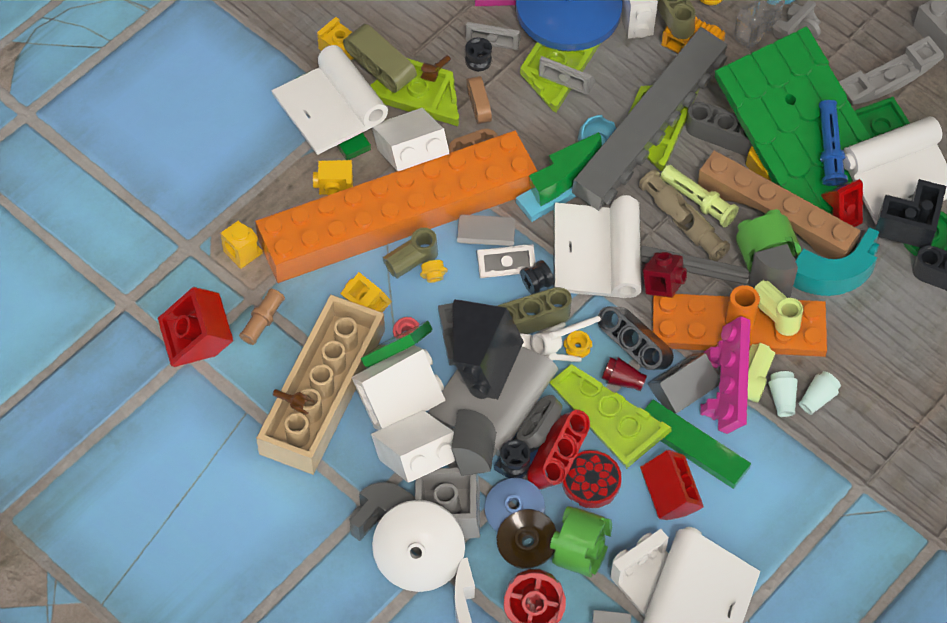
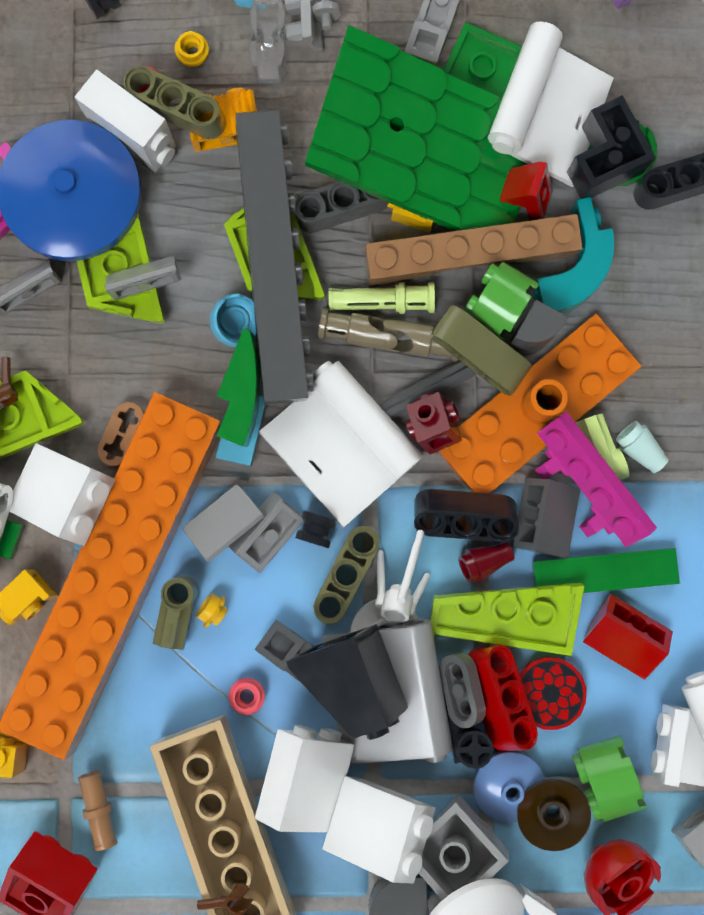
camera: 45 degrees left, 25 degrees up
(365, 293) = (168, 710): yellow brick -> none
(396, 344) = (262, 739): green tile -> none
(473, 442) = (436, 787): dark grey brick -> none
(474, 48) = (22, 323): black wheel -> none
(479, 100) = (80, 378): medium nougat beam -> none
(580, 338) = (424, 569): yellow plate -> none
(729, 252) = (481, 350): none -> olive beam
(782, 310) = (567, 367): yellowish green piece -> none
(821, 390) = (672, 418): light aqua cone -> none
(832, 154) = (485, 152): blue pin -> none

